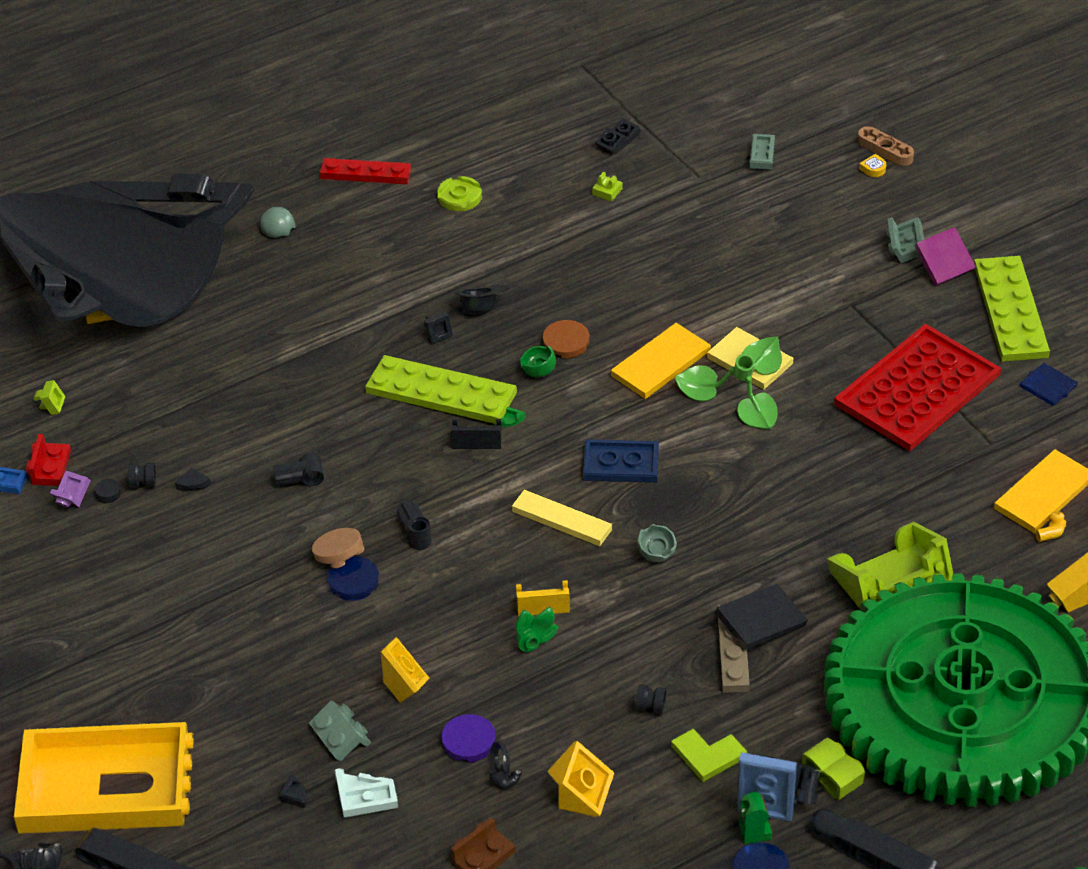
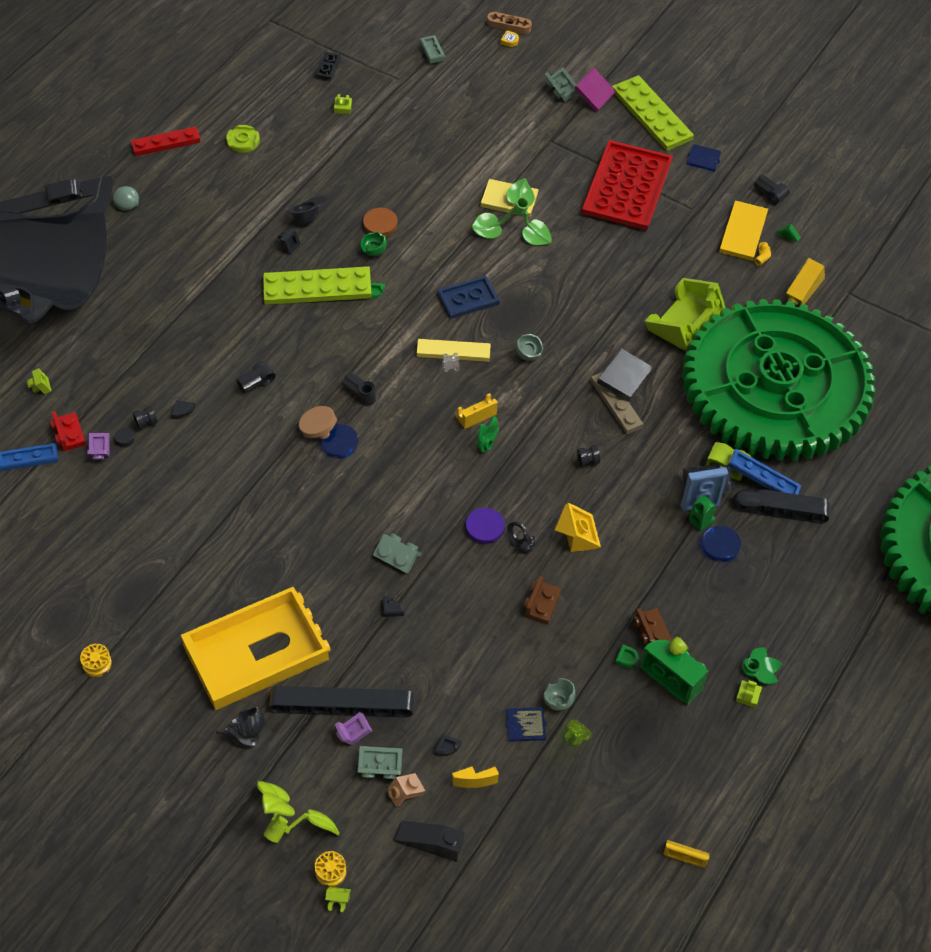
camera: 30 degrees left, 10 degrees up
(365, 793) = (441, 590): light aqua wing -> none
(401, 671) = (418, 498): yellow slope -> none
(476, 436) = (363, 311): black hinge -> none
(546, 529) = (450, 362): none -> clear wheel
(660, 360) = (452, 218): yellow tile -> none
(705, 759) = (643, 484): lime tile -> none
(867, 799) = (762, 474): none -> blue tile

